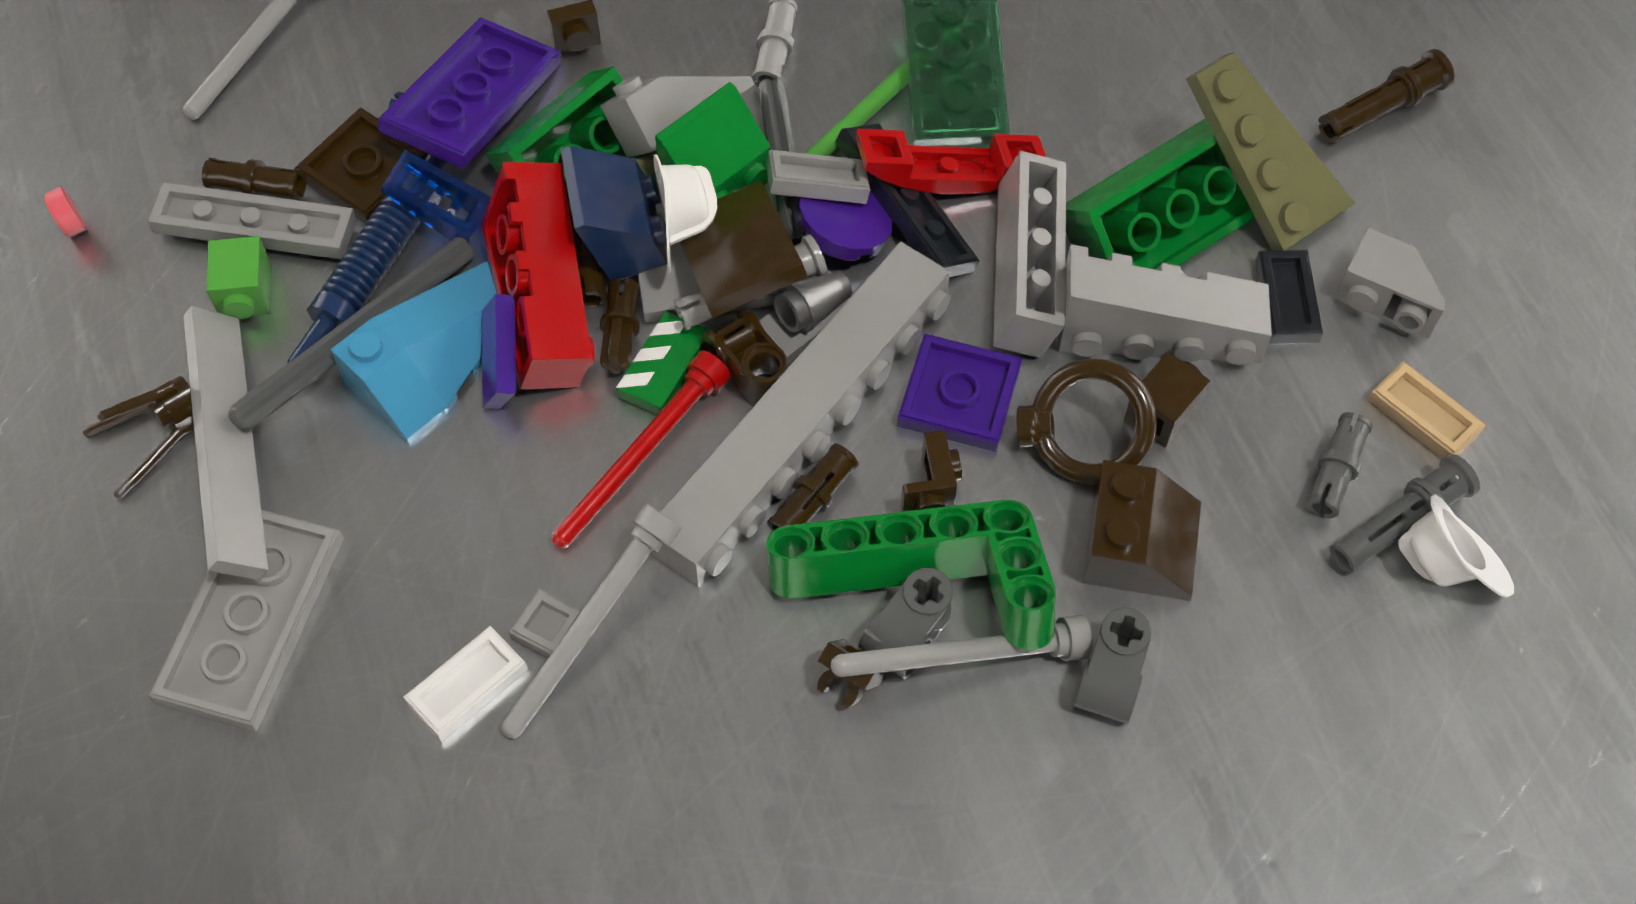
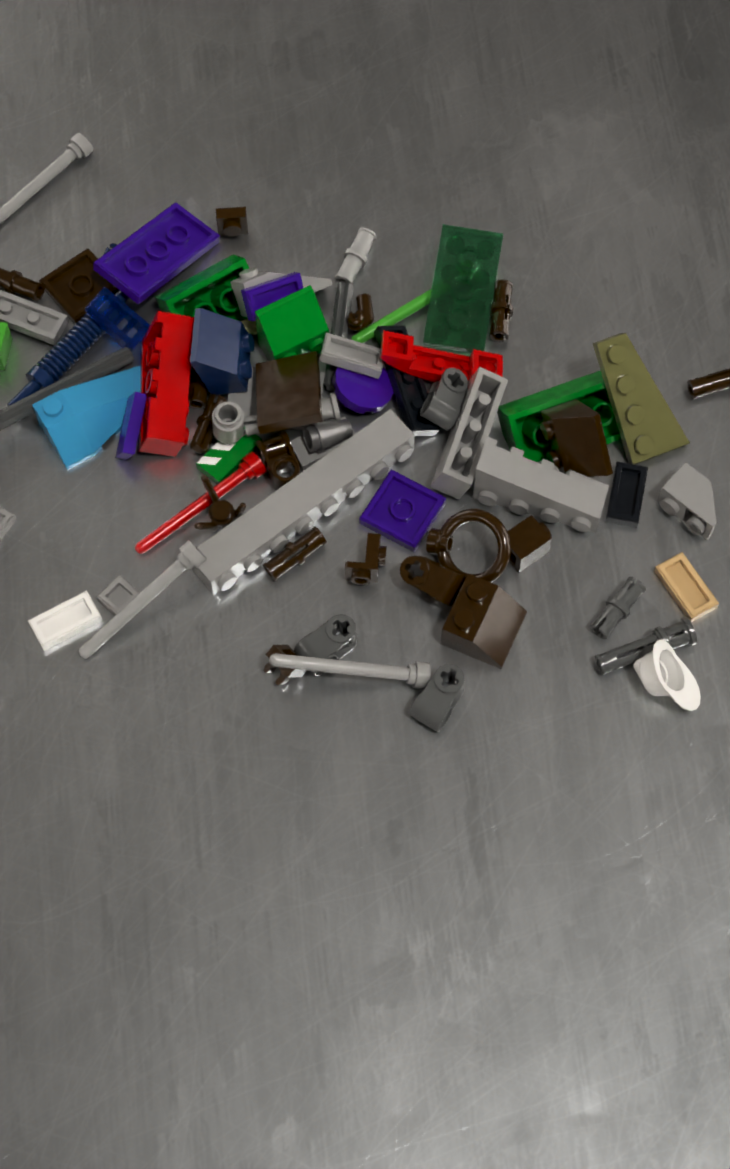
camera: 15 degrees right, 5 degrees up
(655, 312) = (228, 422): none -> light grey brick
(667, 106) = (269, 292): none -> dark purple tile
(678, 452) = (220, 512): none -> dark brown plant
(686, 200) = (263, 358): white piece -> none
(812, 120) = (363, 316): none -> dark brown arm
(957, 540) = (362, 600): green beam -> none
(978, 212) = (445, 399): none -> dark grey piece
(1017, 78) = (501, 311): none -> dark brown pin
(1055, 482) = (437, 580): none -> dark brown piece
(1203, 223) = (576, 439): none -> dark brown slope

